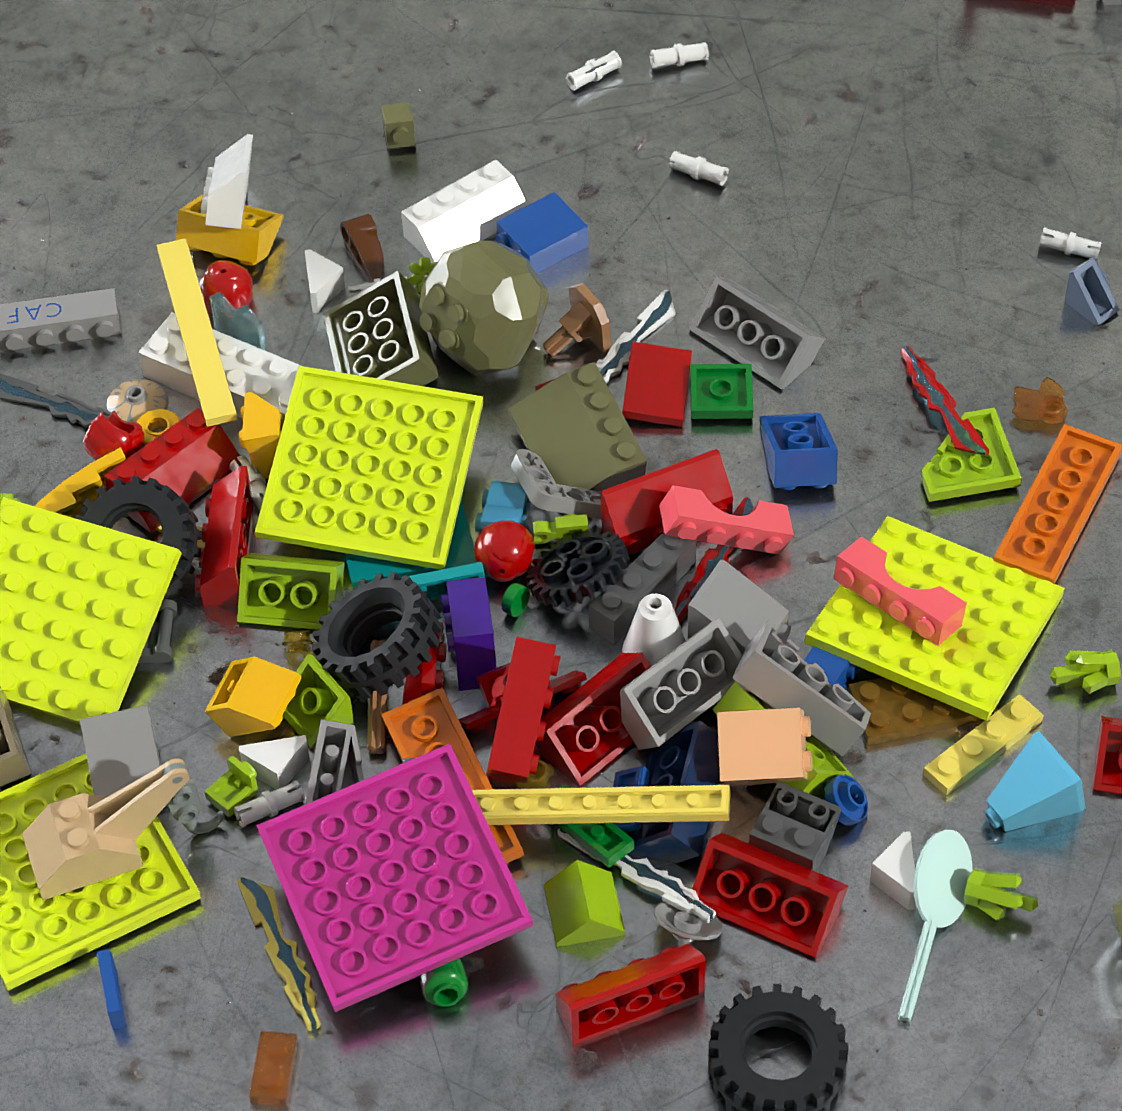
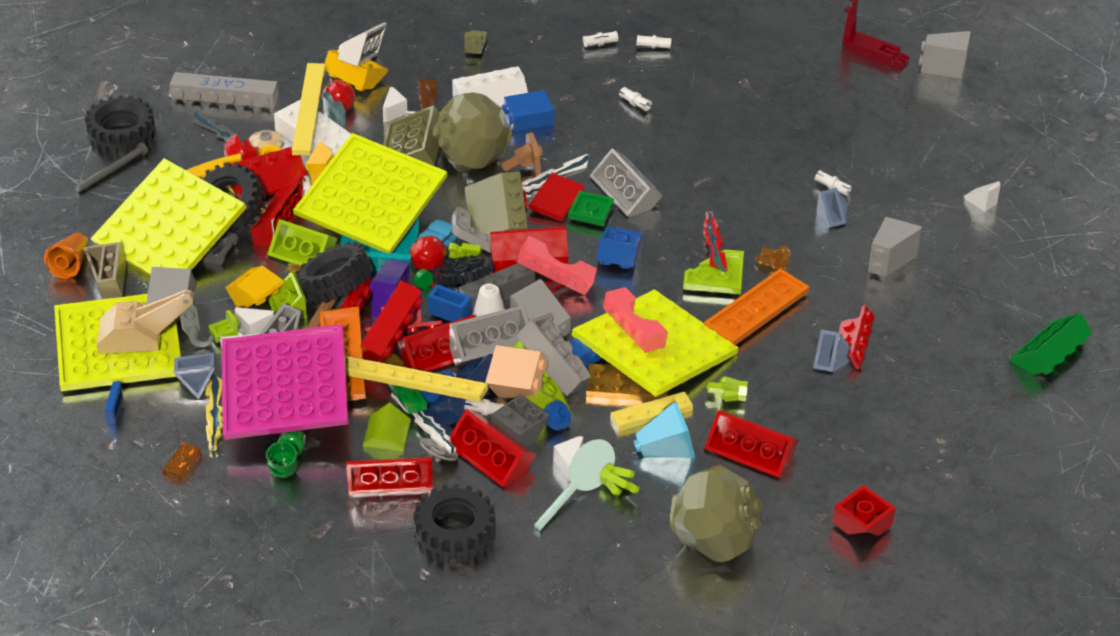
camera: 15 degrees right, 10 degrees down
(225, 889) = (195, 371): none -> sand blue slope
(447, 1020) = (282, 460): none -> green helmet
(584, 638) = (449, 304): none -> blue piece
(737, 817) = (484, 407): none -> white pin

